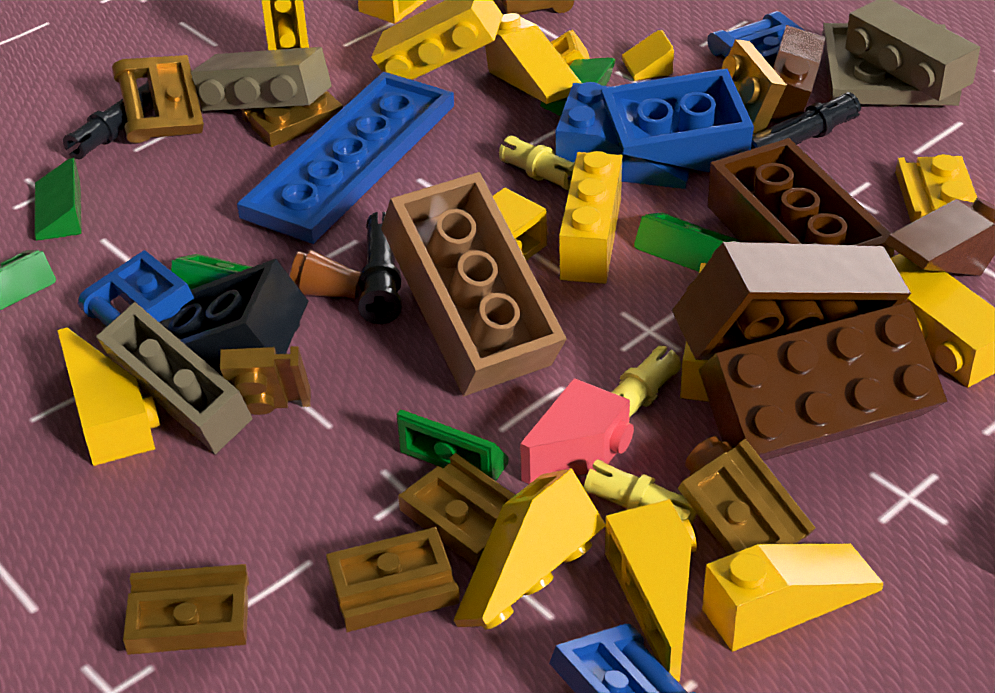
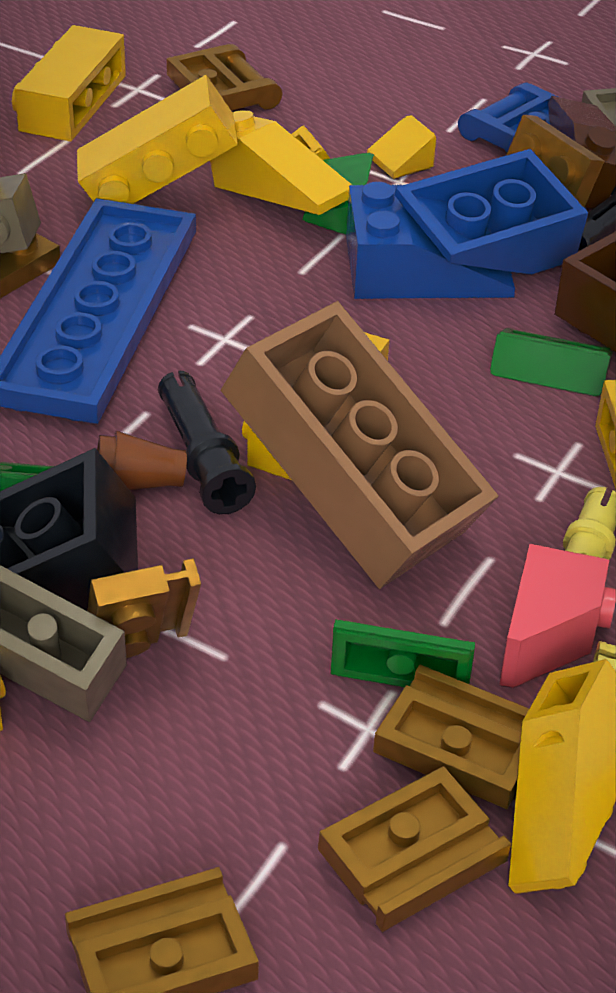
camera: 20 degrees left, 0 degrees up
(538, 161) = (339, 285): light yellow pin -> none
(590, 217) = (438, 342): yellow brick -> none

